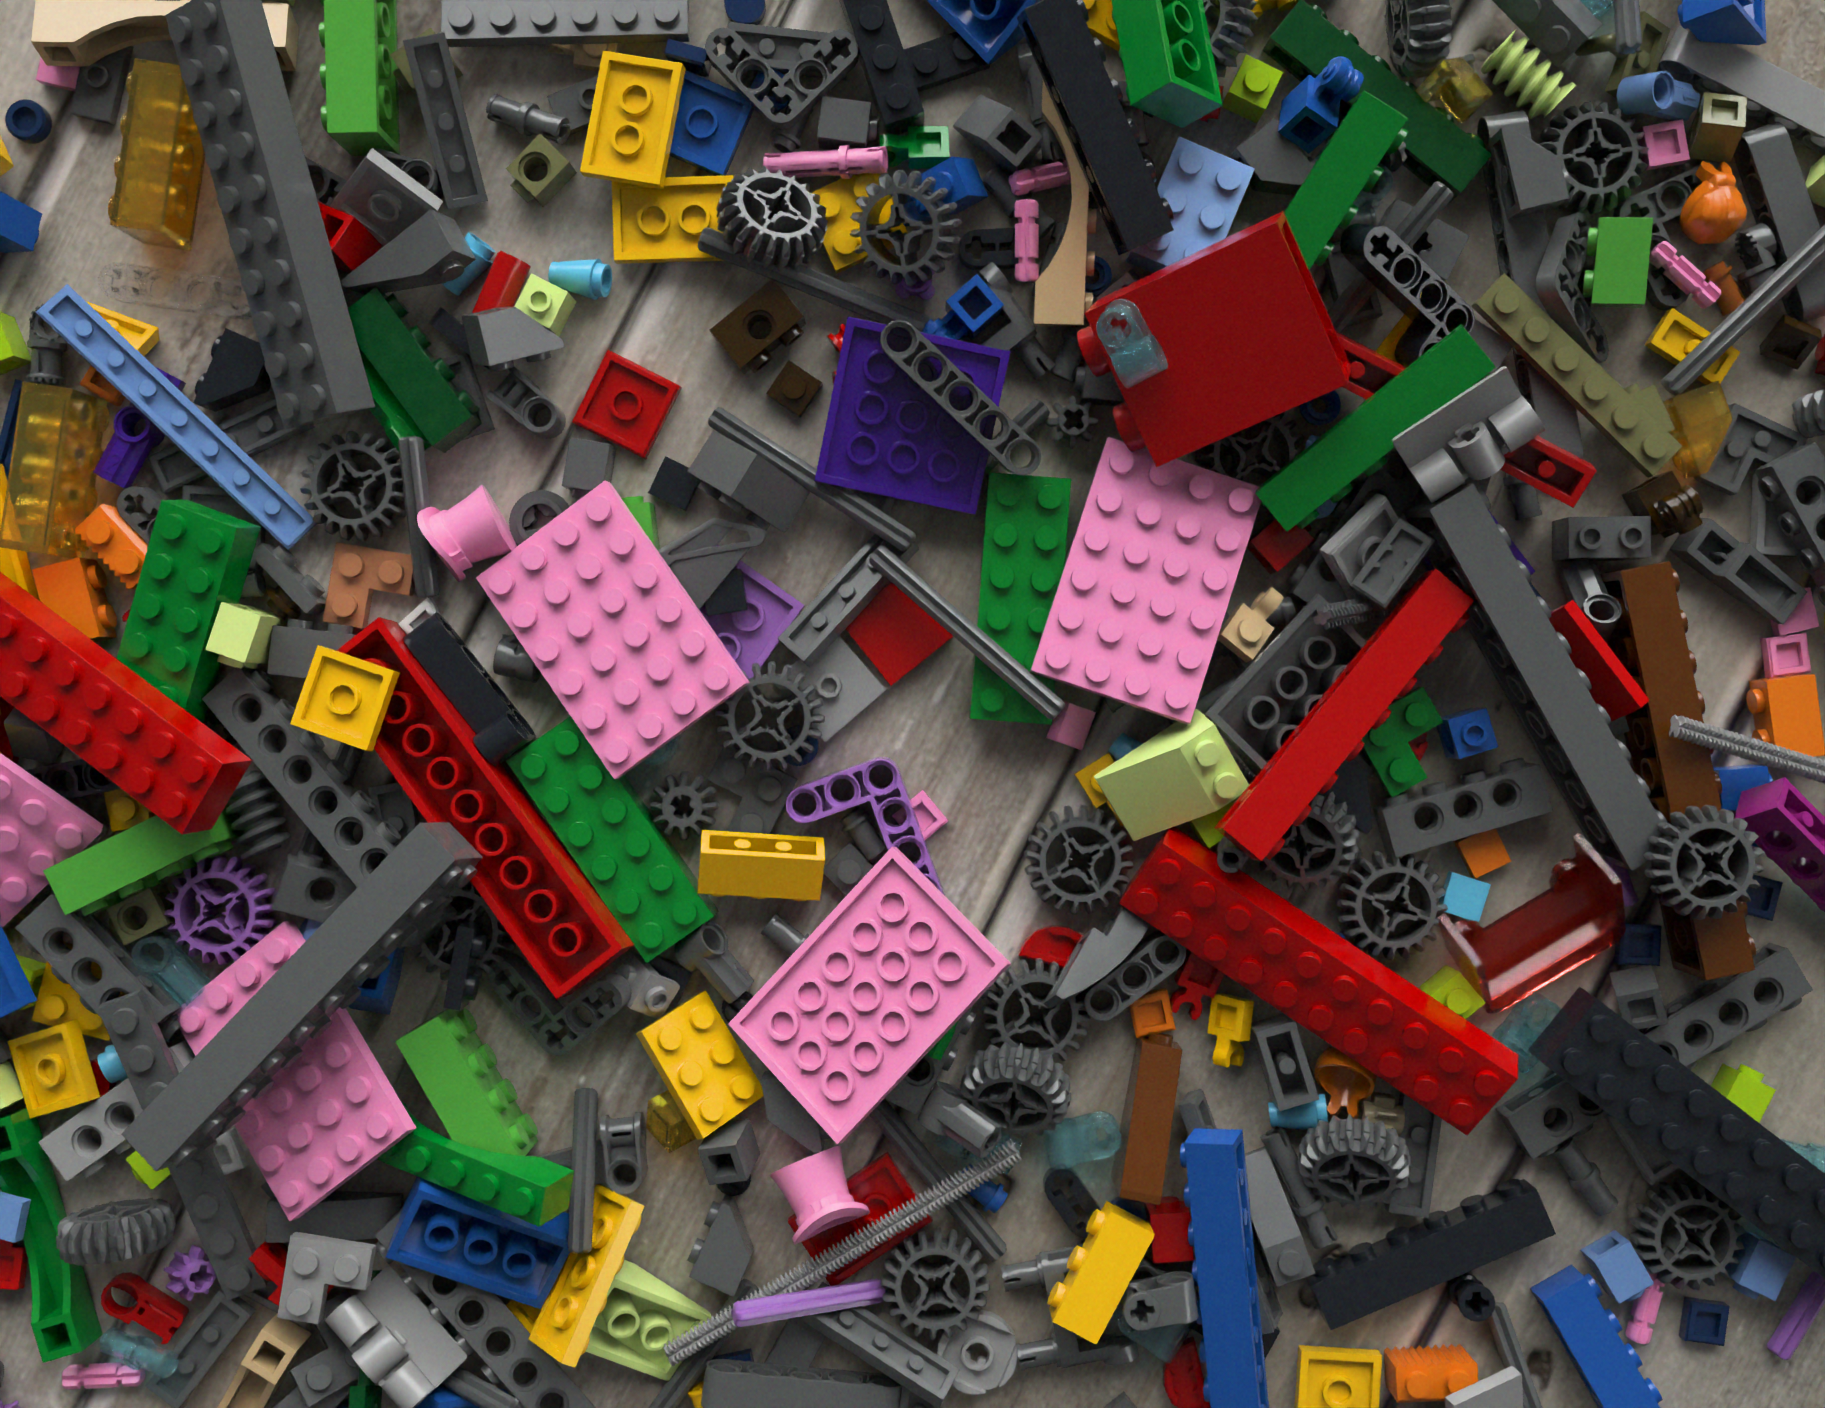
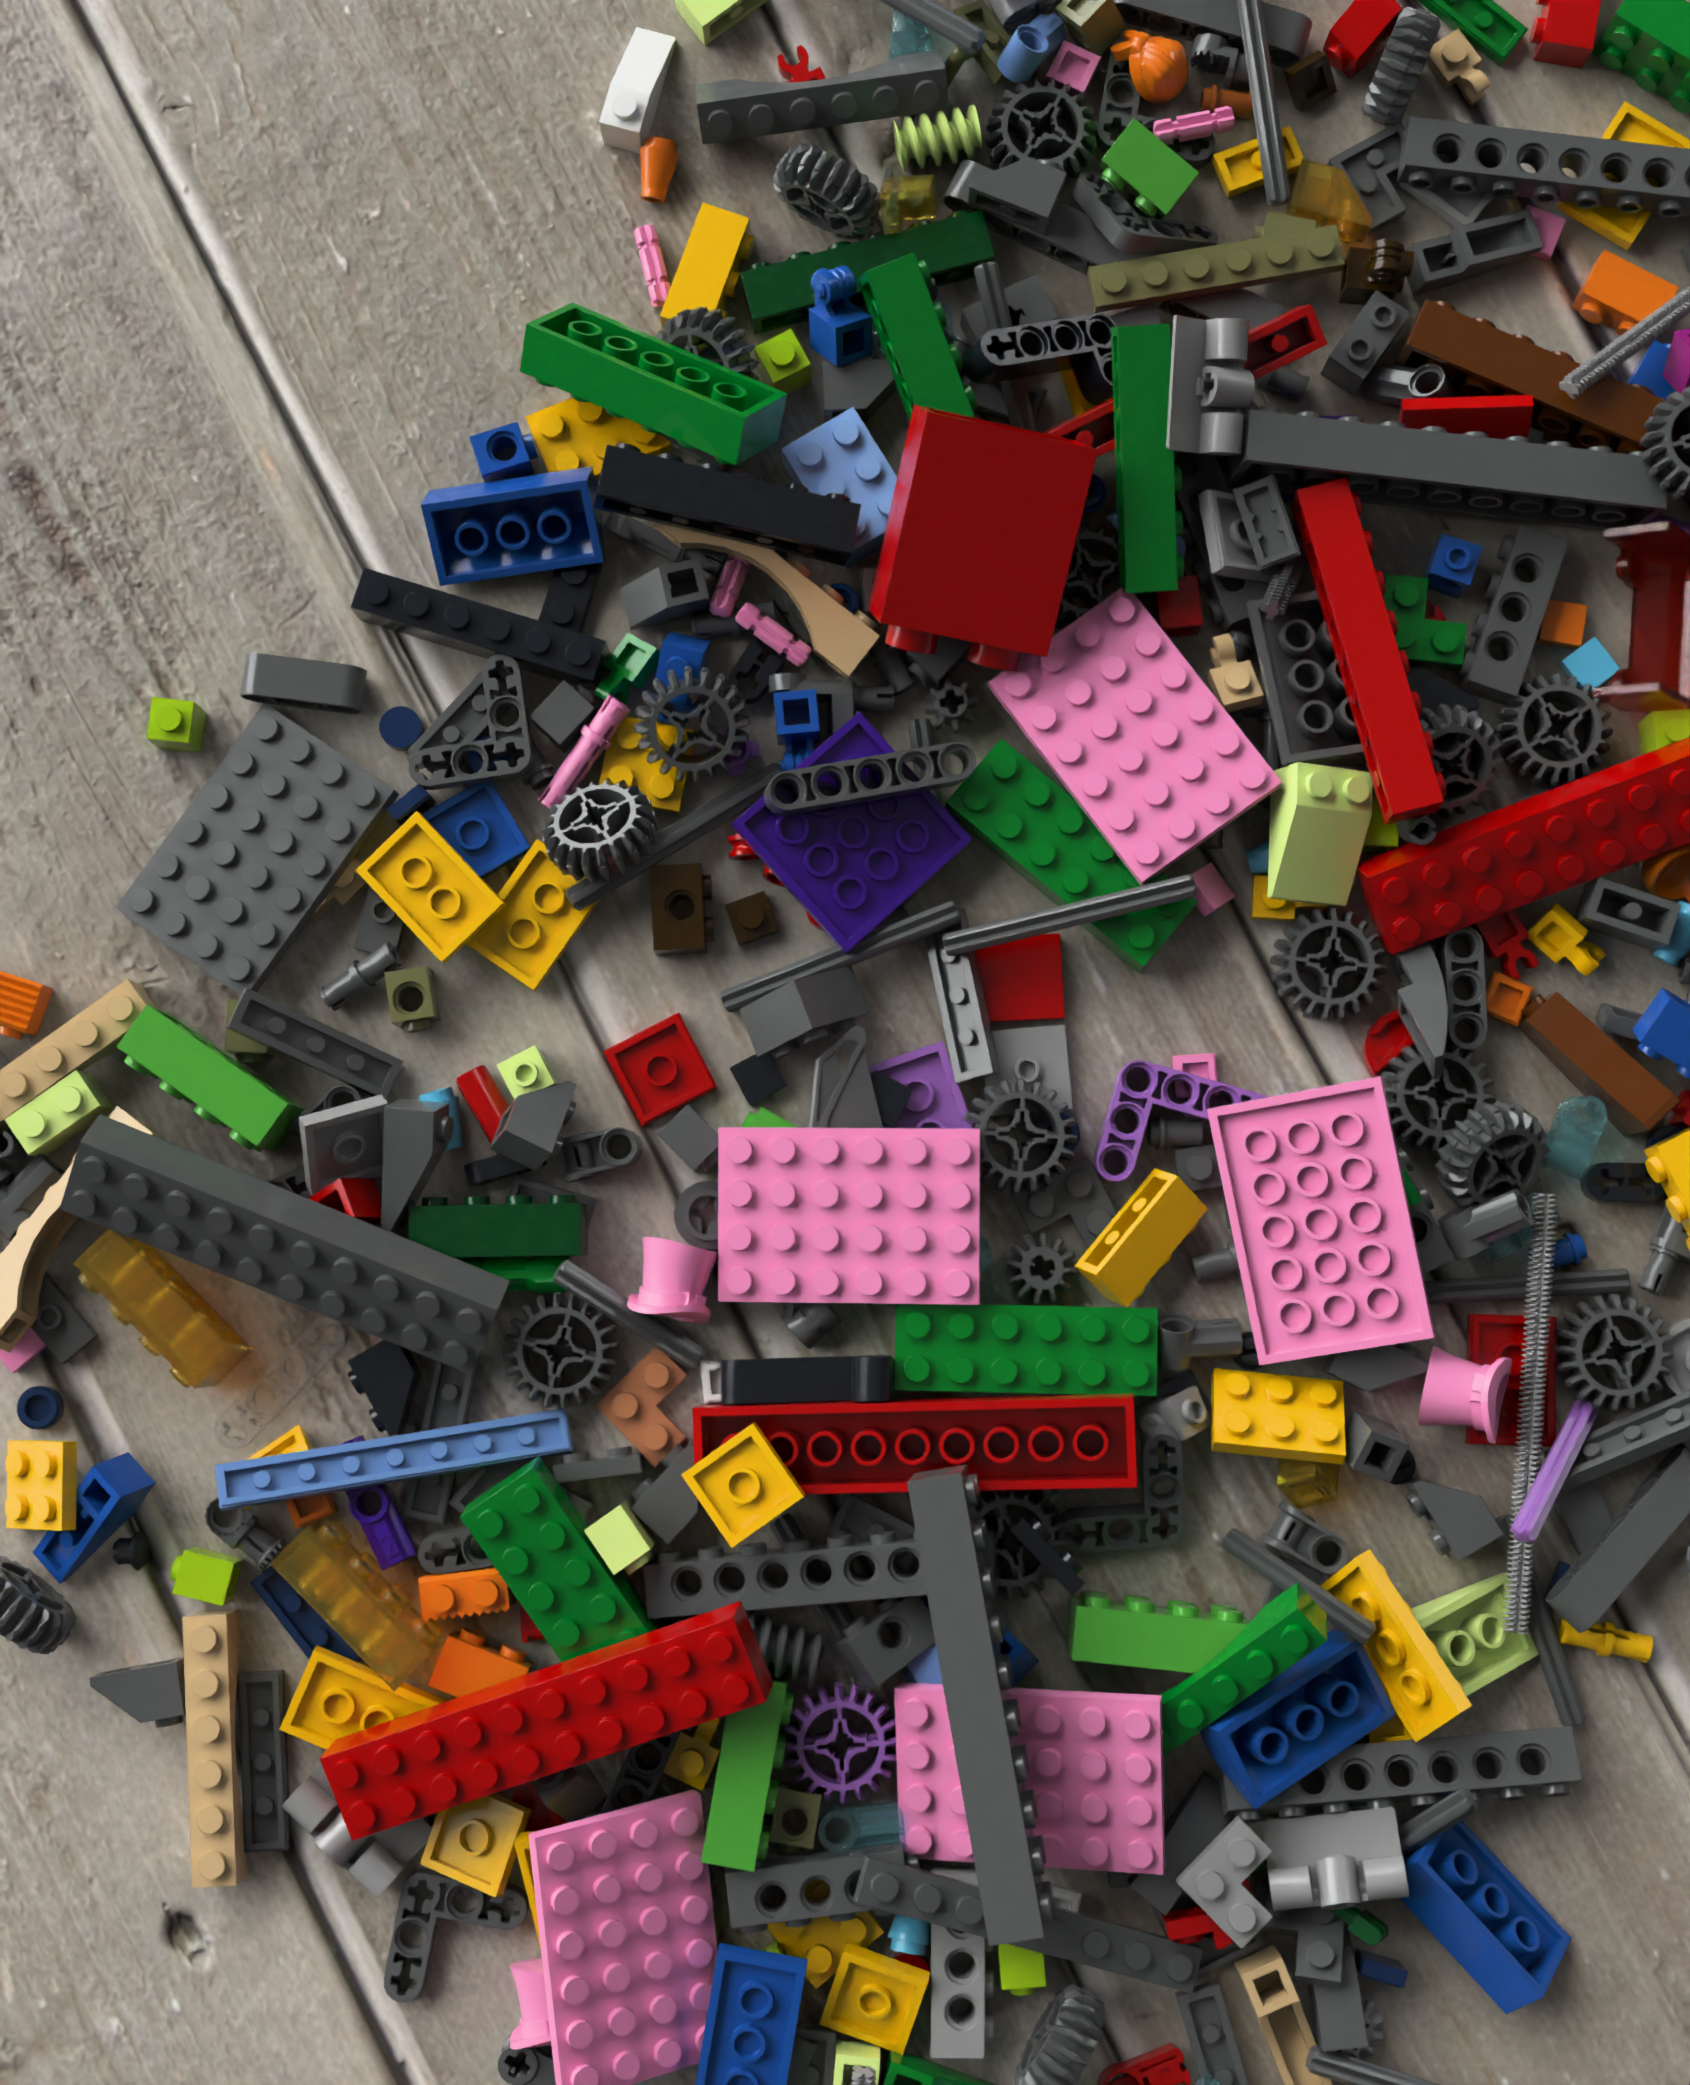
camera: 45 degrees left, 5 degrees down
(190, 1273) = (1143, 2010): medium lavender gear -> none
(282, 603) = (614, 1488): dark brown plate -> none
(582, 277) = (527, 1027): medium azure cone -> none
(1134, 350) = (941, 601): clear light blue piece -> none
(1785, 655) = (1570, 263): bright pink tile -> none

